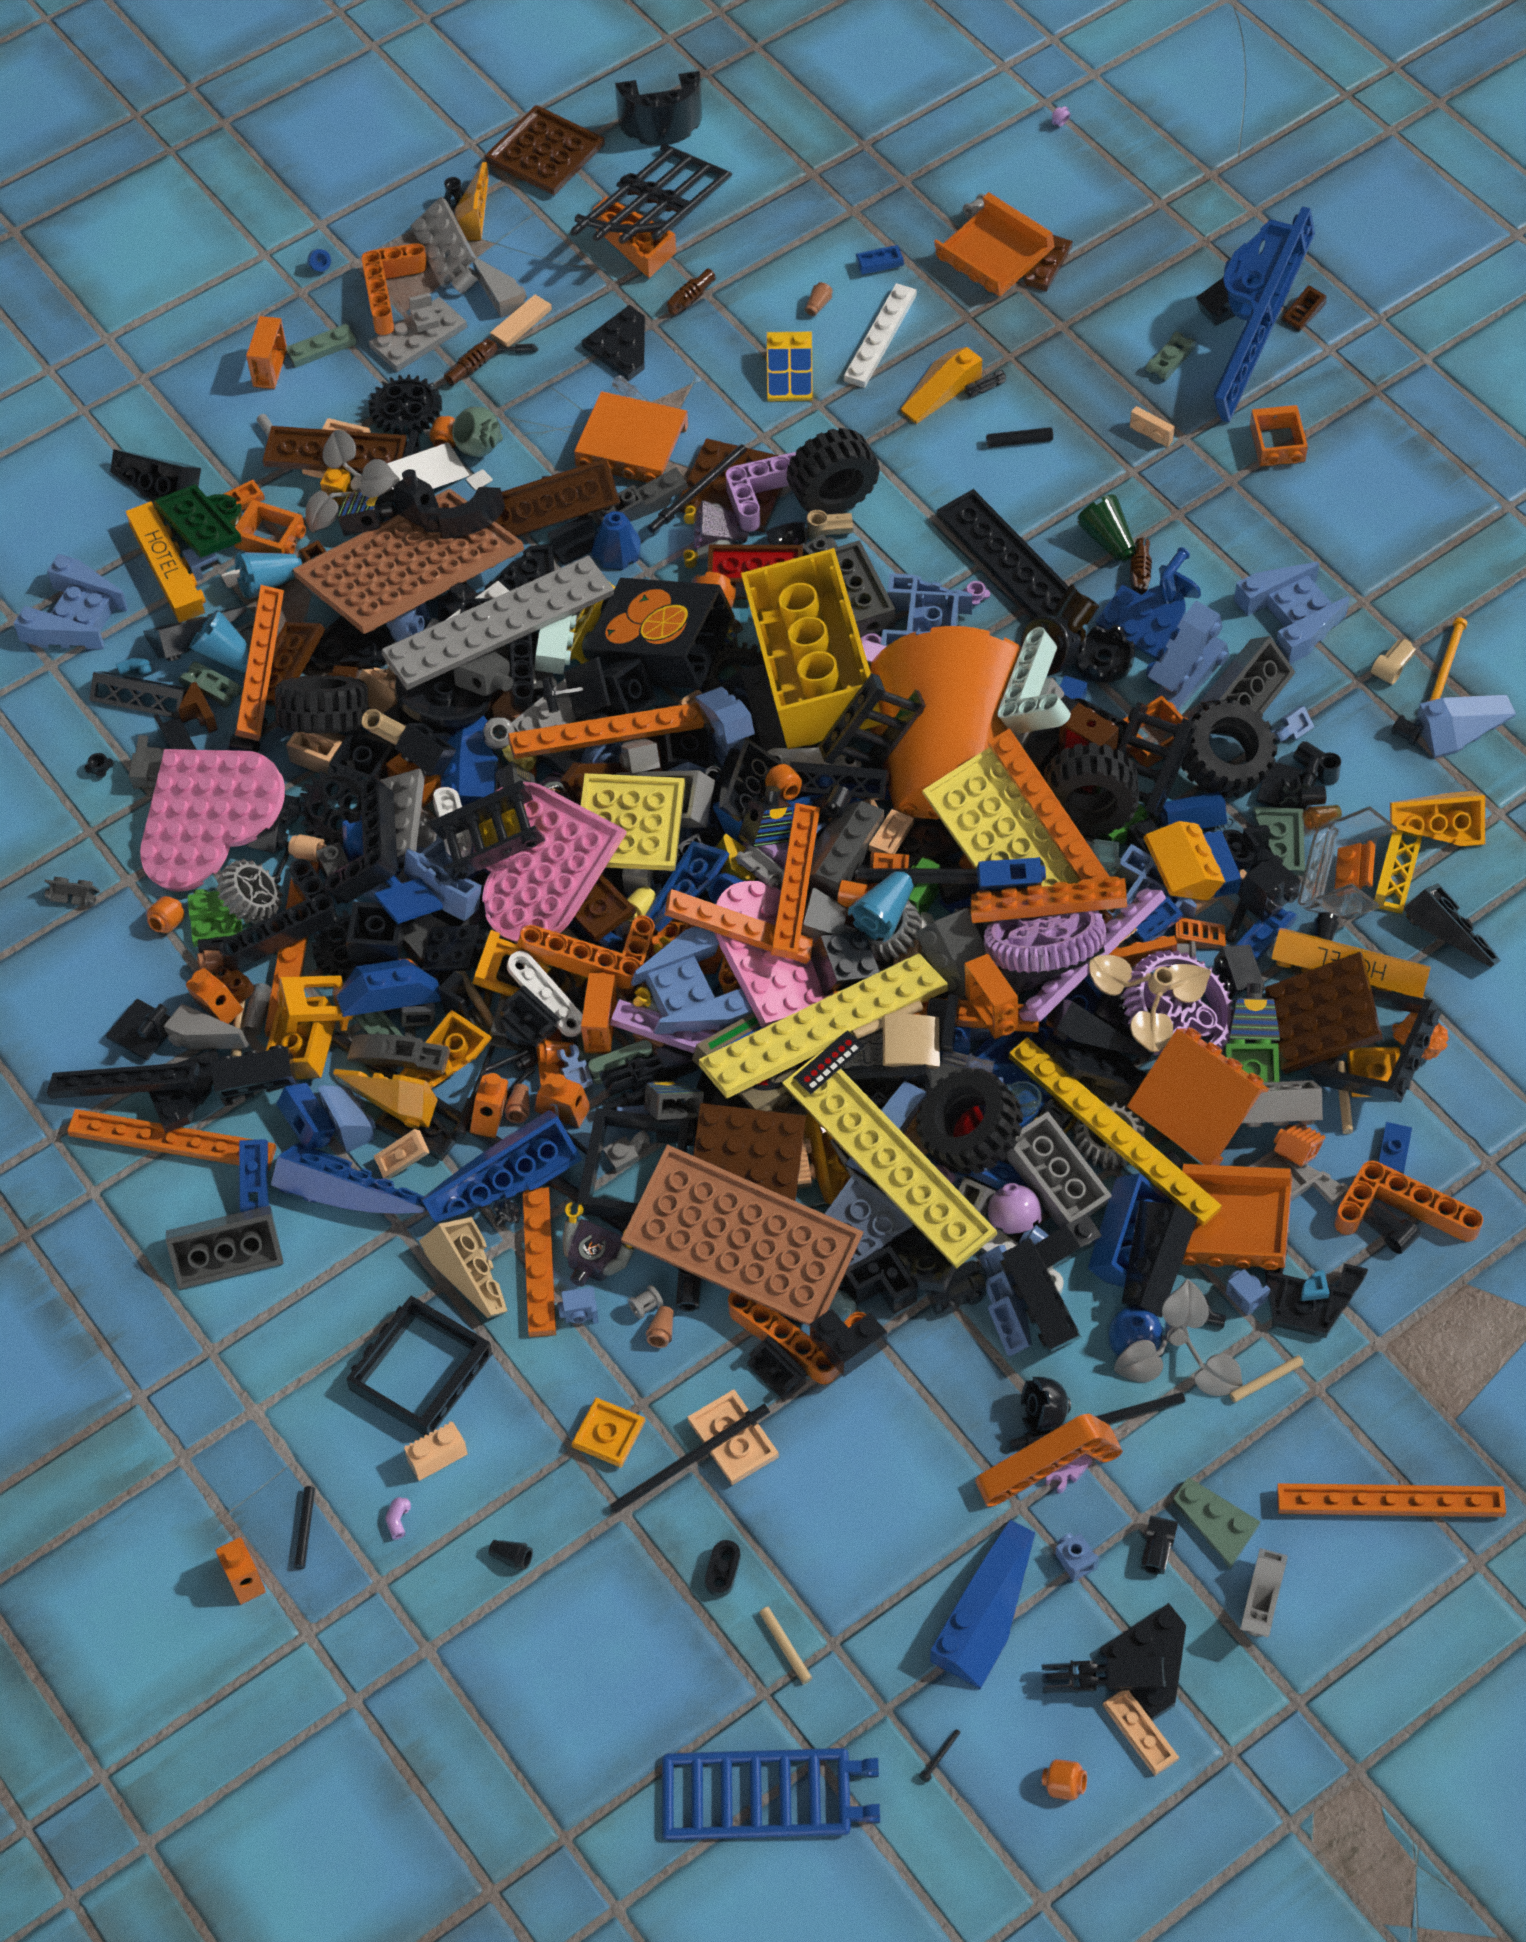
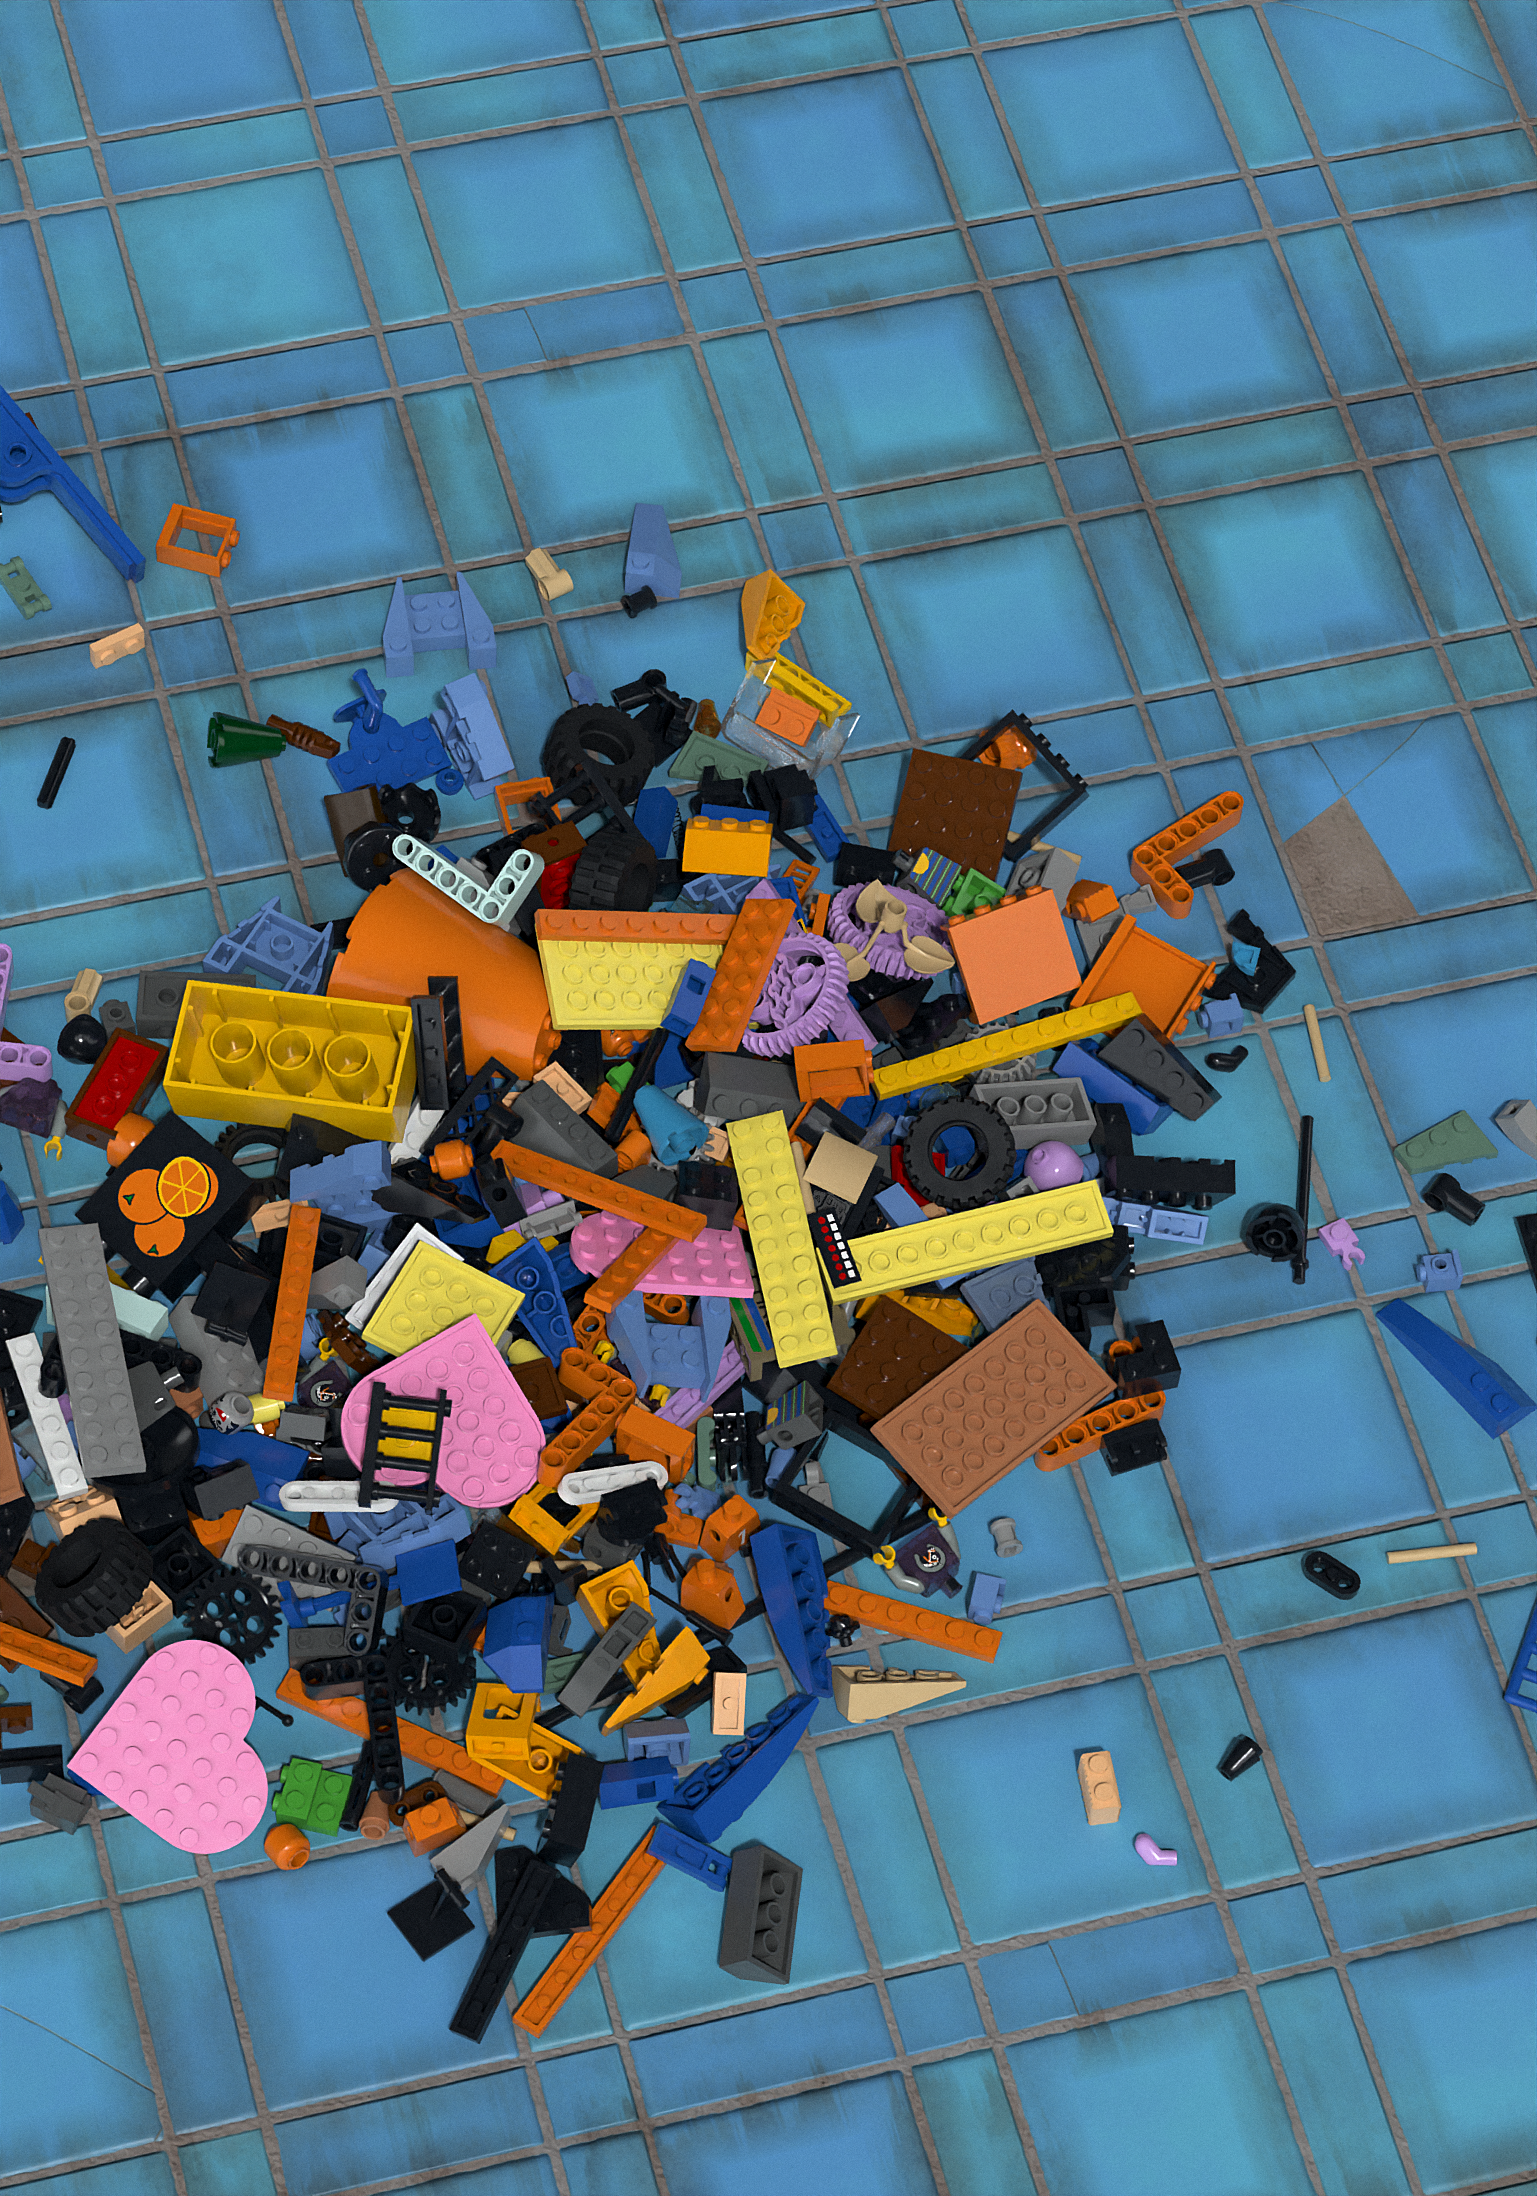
camera: 75 degrees left, 0 degrees up
(81, 892) = (206, 1929): dark grey hinge -> none
(96, 760) = (22, 1851): black plate -> none
(239, 1566) = (1158, 2014): orange torso -> none
(249, 891) = (310, 1743): light grey gear -> none
(304, 1527) = (1129, 1944): black bar -> none
(305, 847) = (267, 1670): light nougat brick -> none
(385, 728) = (166, 1521): tan piece -> none
(454, 1388) = (1028, 1743): black window -> none
(608, 1432) = (1140, 1624): light orange plate -> none
(660, 1329) = (1042, 1534): nougat cone -> none
(688, 1291) = (1010, 1494): black piece -> none
(743, 1452) = (1192, 1514): light nougat plate -> none
(749, 1419) = (1190, 1486): black bar -> none
(833, 471) = (37, 954): black tyre -> none
(978, 592) = (251, 893): lavender plate -> none
(1003, 553) = (224, 850): black plate -> none
(1047, 1455) = (1340, 1207): orange beam -> none
(1131, 1326) = (1225, 1128): blue cylinder -> none
(1181, 1309) = (1252, 1058): light grey plant -> none
(1253, 676) = (516, 709): dark grey slope -> none
(1325, 925) = (844, 776): black cone -> none
(1372, 1063) = (1032, 806): light orange plate -> none
(1383, 970) = (884, 784): light orange brick -> none
(1391, 1500) = (1483, 999): orange plate -> none
(1395, 1146) = (1116, 831): blue plate -> none
(1437, 914) = (873, 678): black wedge -> none
(1459, 625) = (530, 500): light orange bar -> none

